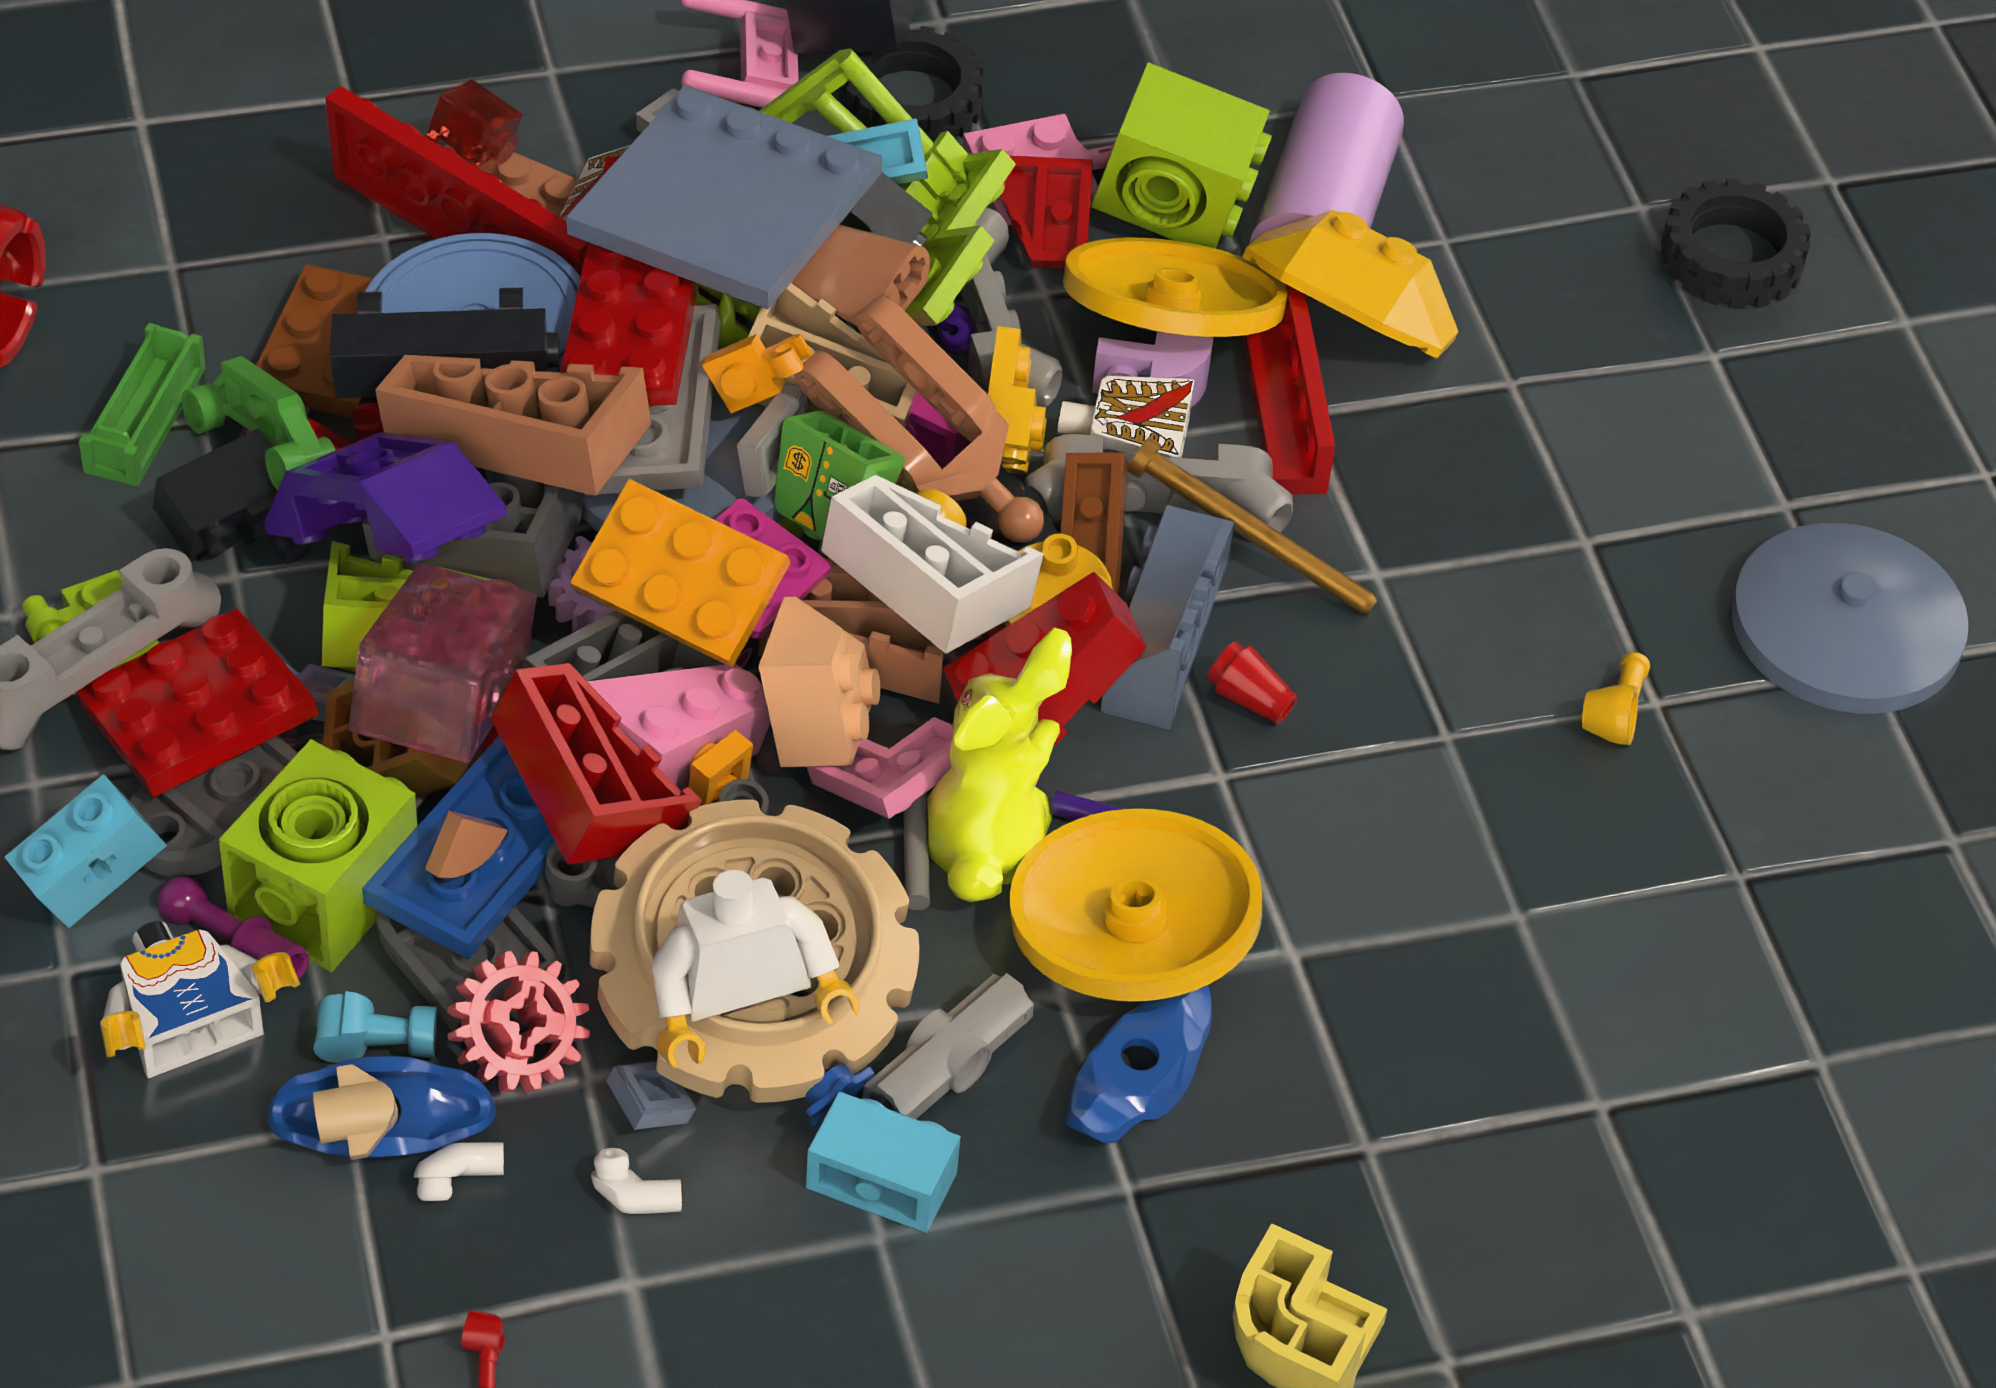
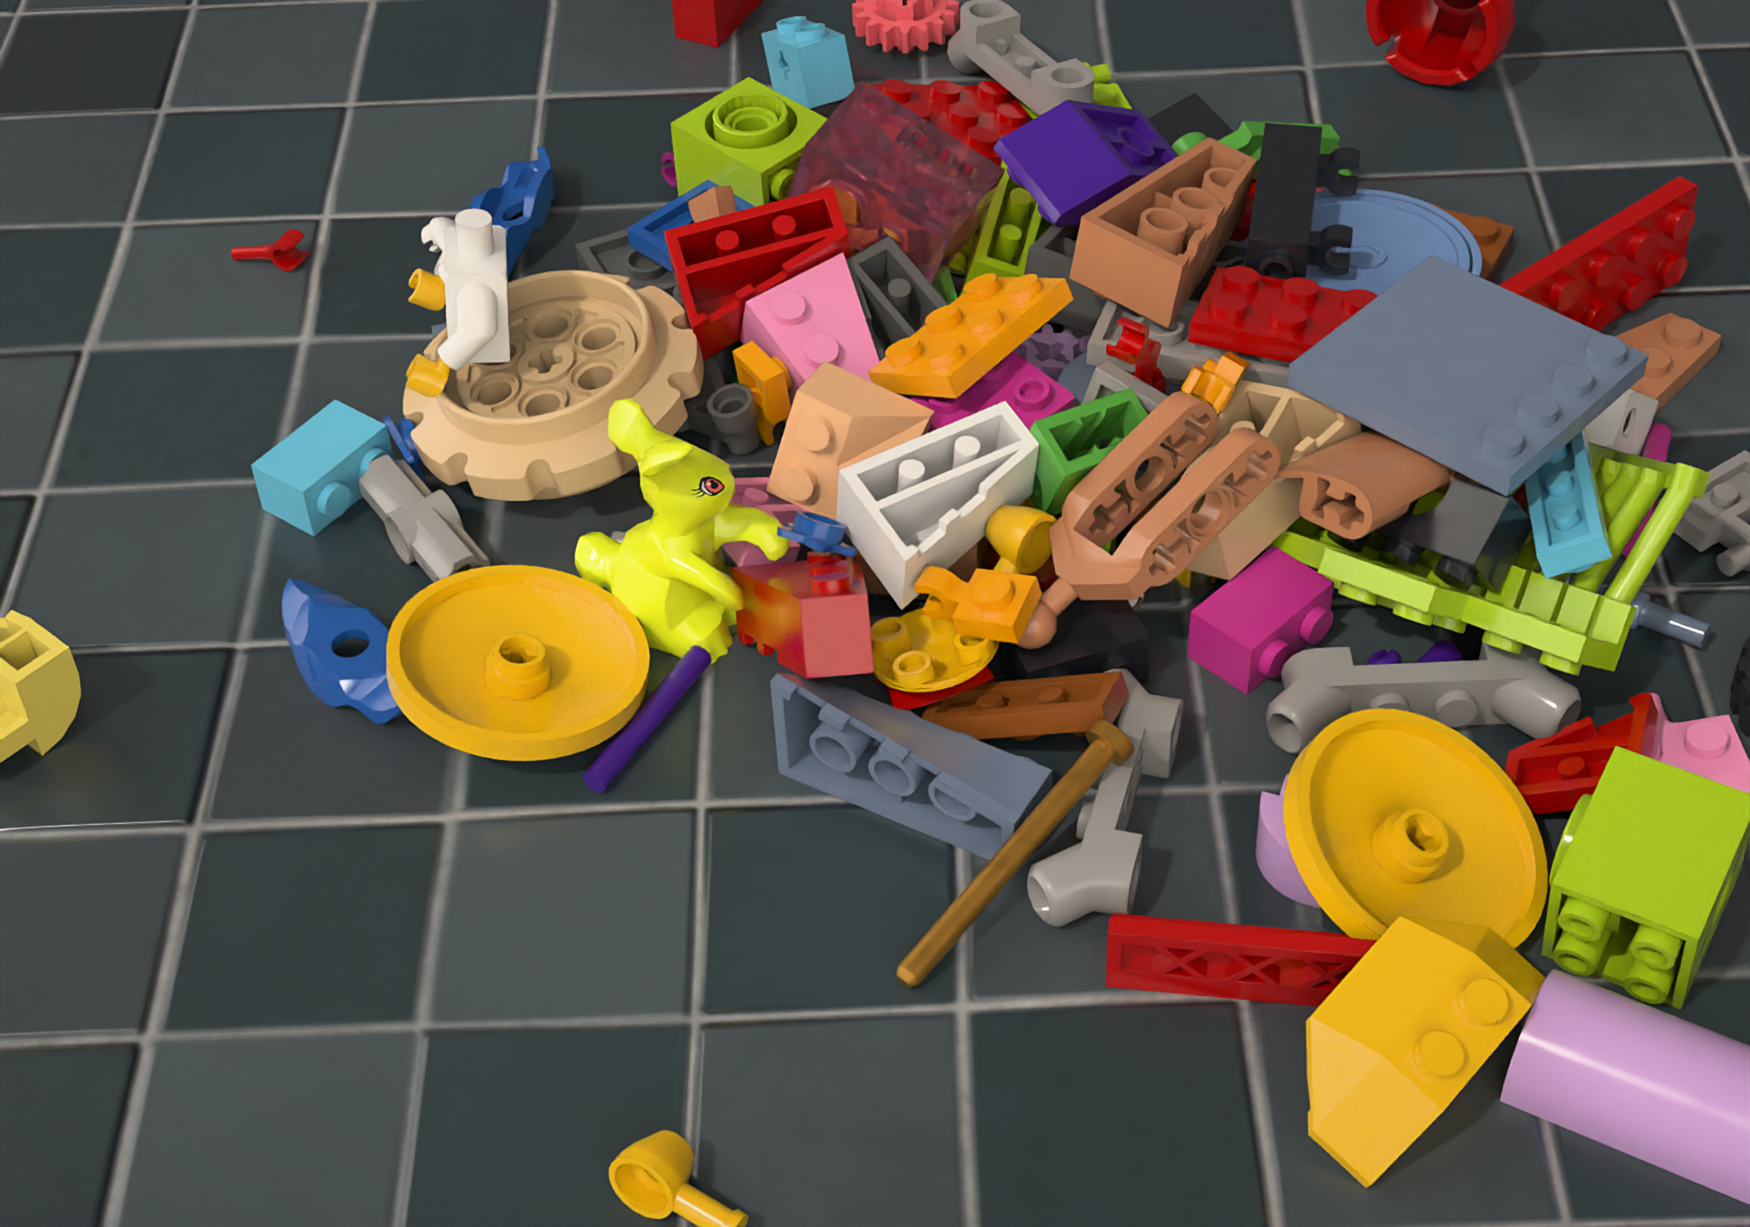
camera: 110 degrees right, 5 degrees down
(143, 406) = (1384, 139): bright green container -> none
(188, 997) = (643, 104): torso -> none
(349, 1026) = (602, 198): medium azure leg -> none
(356, 1111) = (502, 177): tan piece -> none
(475, 124) = (1679, 316): clear red brick -> none
(544, 1025) = (557, 245): coral gear -> none
(628, 1191) = (382, 334): white arm -> none
(742, 404) = (1138, 349): none -> red piece
(976, 656) = (818, 533): none -> blue plate
(1015, 400) = (1216, 641): yellow plate -> none
(1035, 521) = (988, 607): none -> light orange plate
(1133, 410) = (1202, 795): torso -> none
(1251, 682) = (802, 830): red cone -> none

